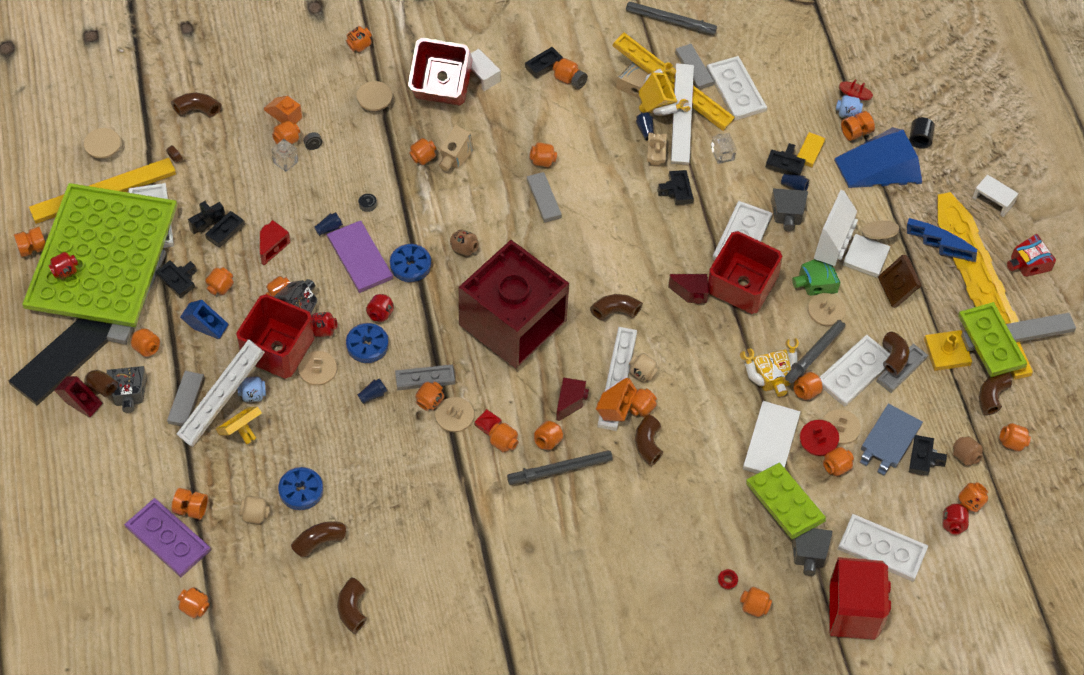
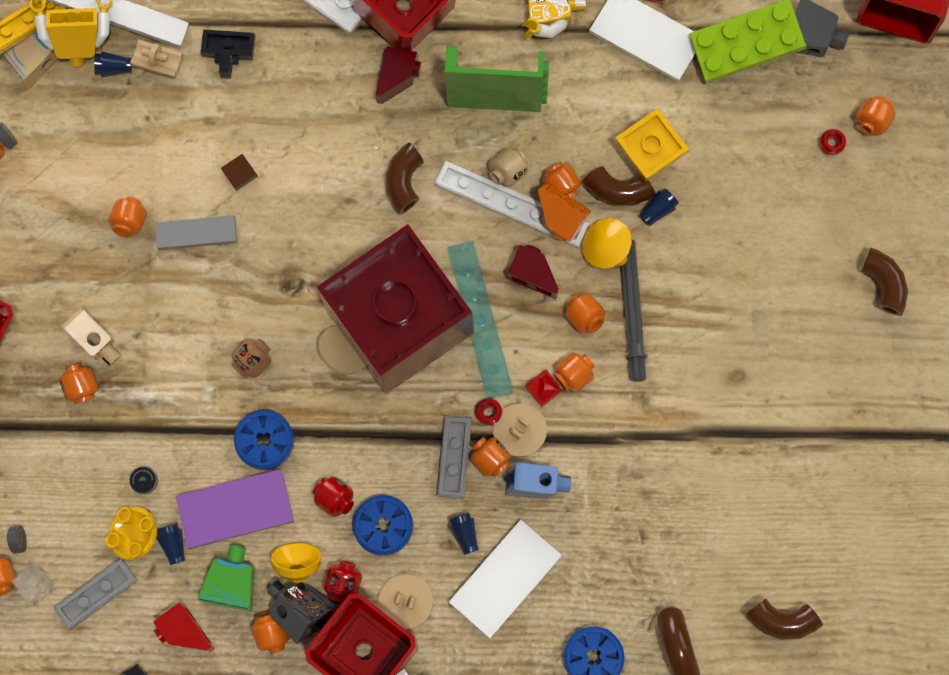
camera: 70 degrees left, 20 degrees up
(286, 192) = (95, 594): none -> light grey tile
(309, 261) = (230, 582): none -> bright green torso
(330, 201) = (132, 533): none -> yellow dish
(330, 293) = (296, 561): none -> yellow piece
(345, 424) = (505, 579): none -> white tile
(417, 423) = (524, 481): none -> medium blue torso
(462, 386) = (482, 406): none -> red plate
(527, 374) = (485, 336): none -> clear light blue tile
(593, 212) = (239, 172): none -> reddish brown tile
(604, 440) = (607, 243): none -> yellow dish
(629, 635) = (891, 281): none -> reddish brown cylinder
(642, 470) = (659, 207): none -> dark blue cone
(684, 449) = (651, 144): none -> yellow tile
(699, 354) = (495, 88): none -> bright green panel

